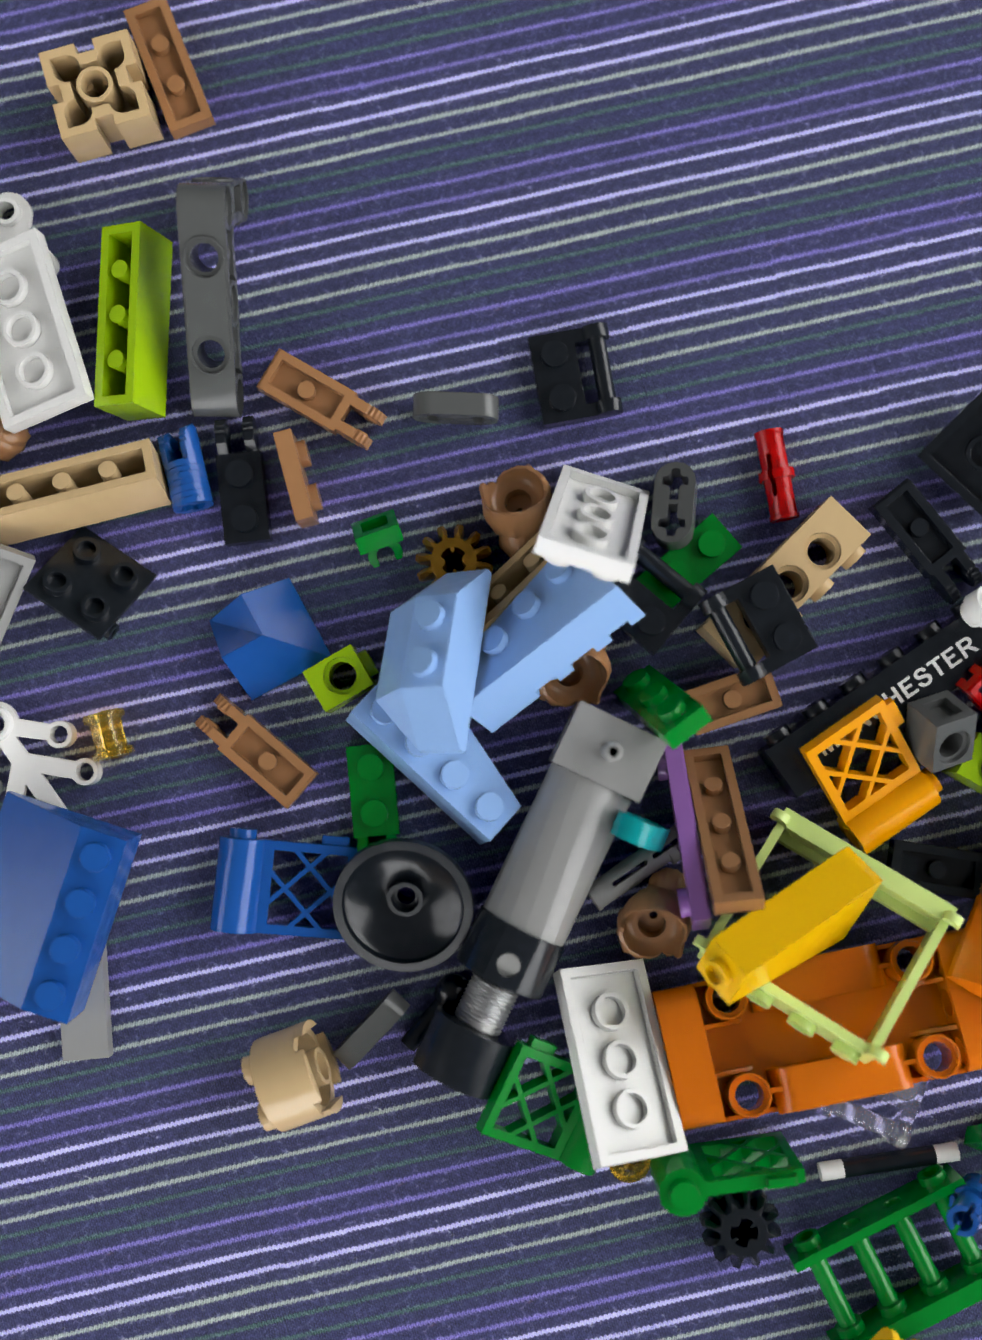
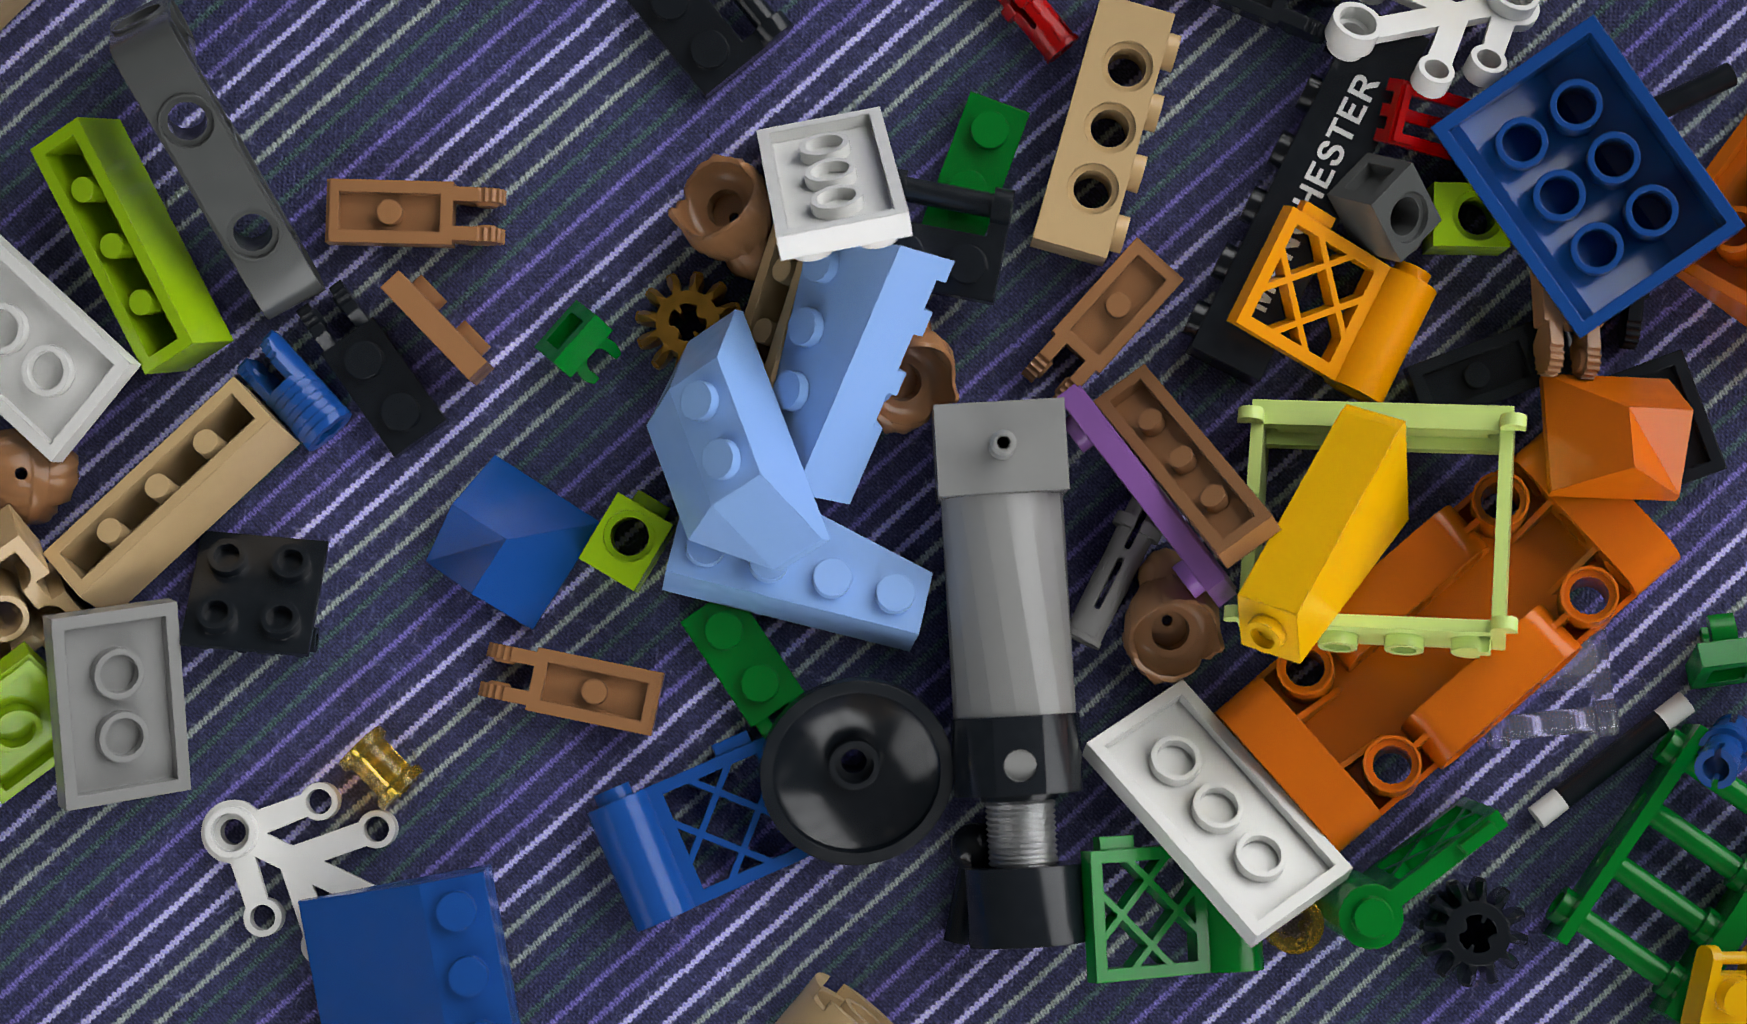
camera: 30 degrees left, 0 degrees up
(371, 1029) = (900, 945): dark grey beam -> none
(455, 408) = (585, 133): dark grey beam -> none
(640, 831) = (1090, 522): teal beam -> none
(662, 706) = (1033, 359): green plate -> none
(664, 505) = (907, 113): dark grey beam -> none
(771, 619) = (1107, 181): black plate -> none

